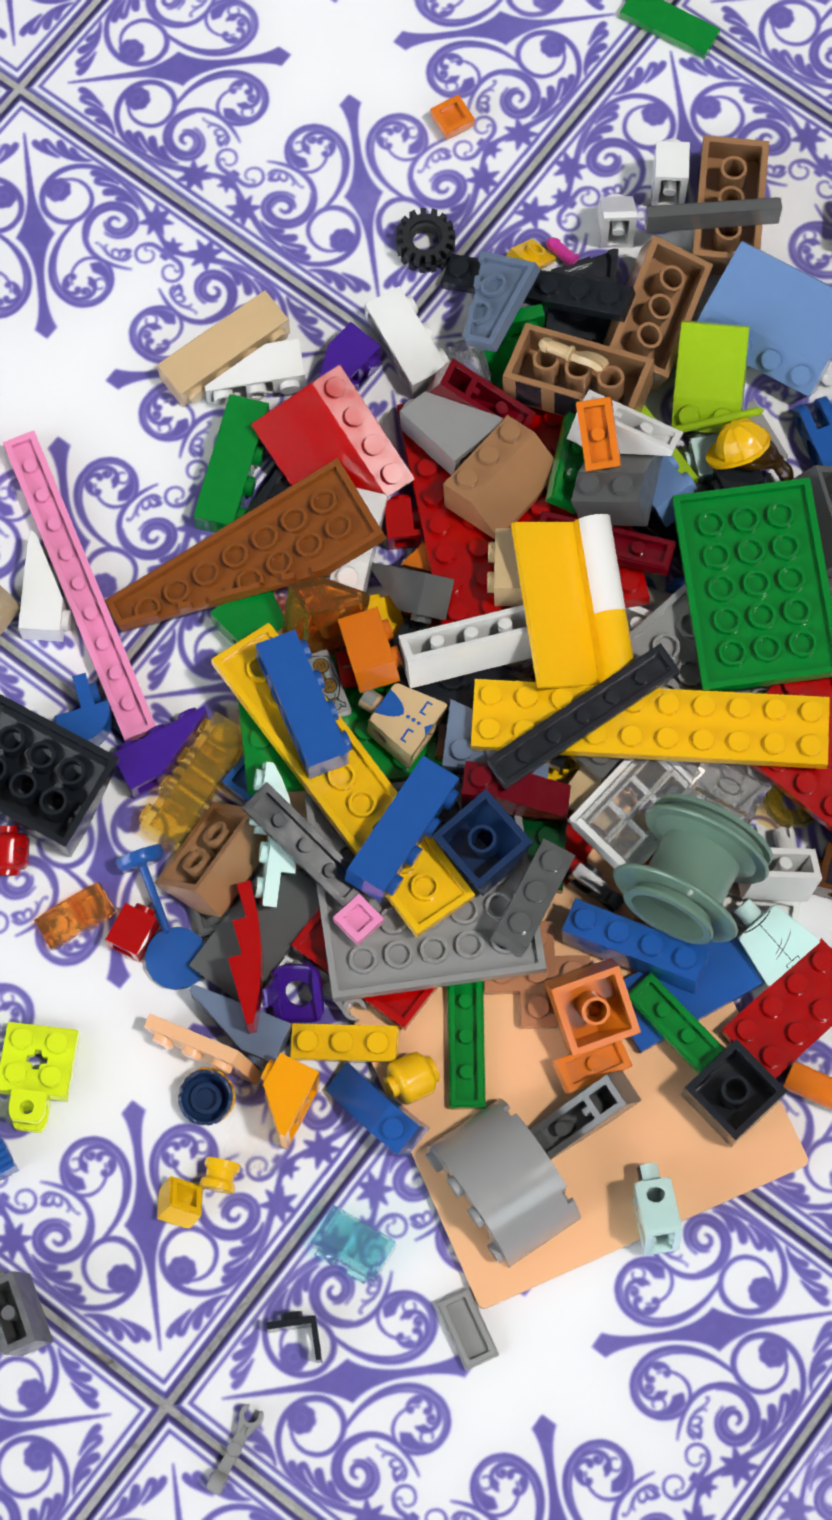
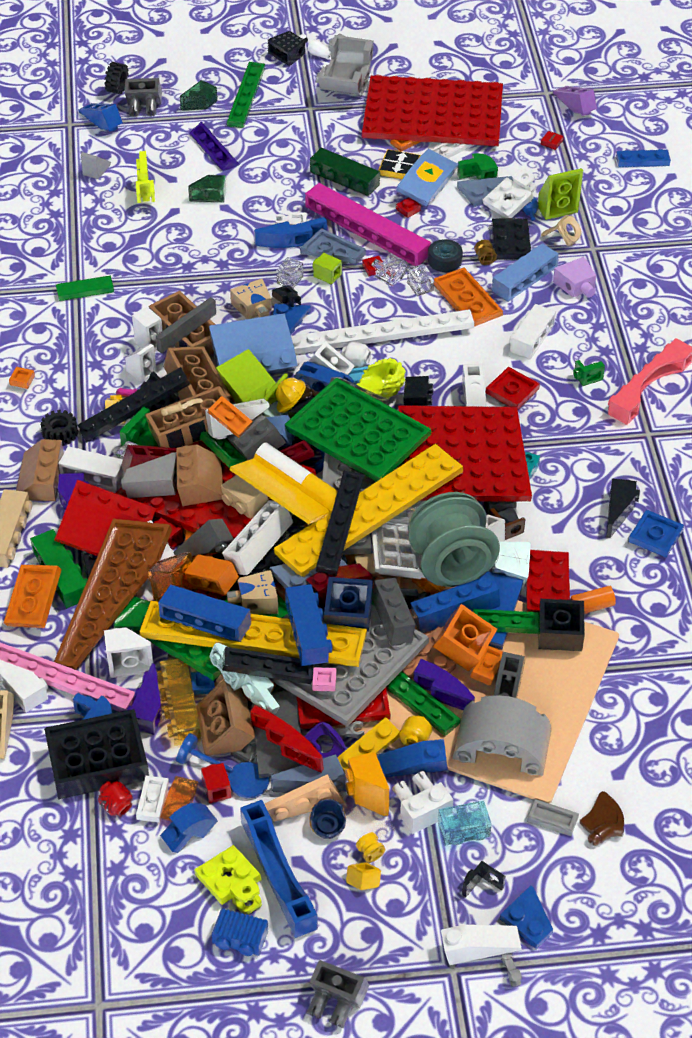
camera: 45 degrees left, 25 degrees down
(47, 887) = (152, 799): none -> white plate
(50, 961) = (188, 821): none -> blue brick
(81, 1137) = (289, 894): none -> blue arch
(159, 484) = (32, 596): none -> orange plate
(184, 663) = (127, 652): none -> white slope
(216, 1409) = (479, 941): none -> white slope
(266, 371) = (38, 518): white slope -> none
(307, 1426) = (529, 918): none -> blue wing
(327, 1184) = (421, 809): none -> white brick
(340, 293) = (41, 470): none -> medium nougat slope
(497, 299) = (121, 414): sand blue wing -> none
(507, 1043) = (442, 685): none -> dark purple slope
(522, 1389) = (603, 820): none -> reddish brown arm
(656, 1211) = (583, 694): light aqua torso -> none

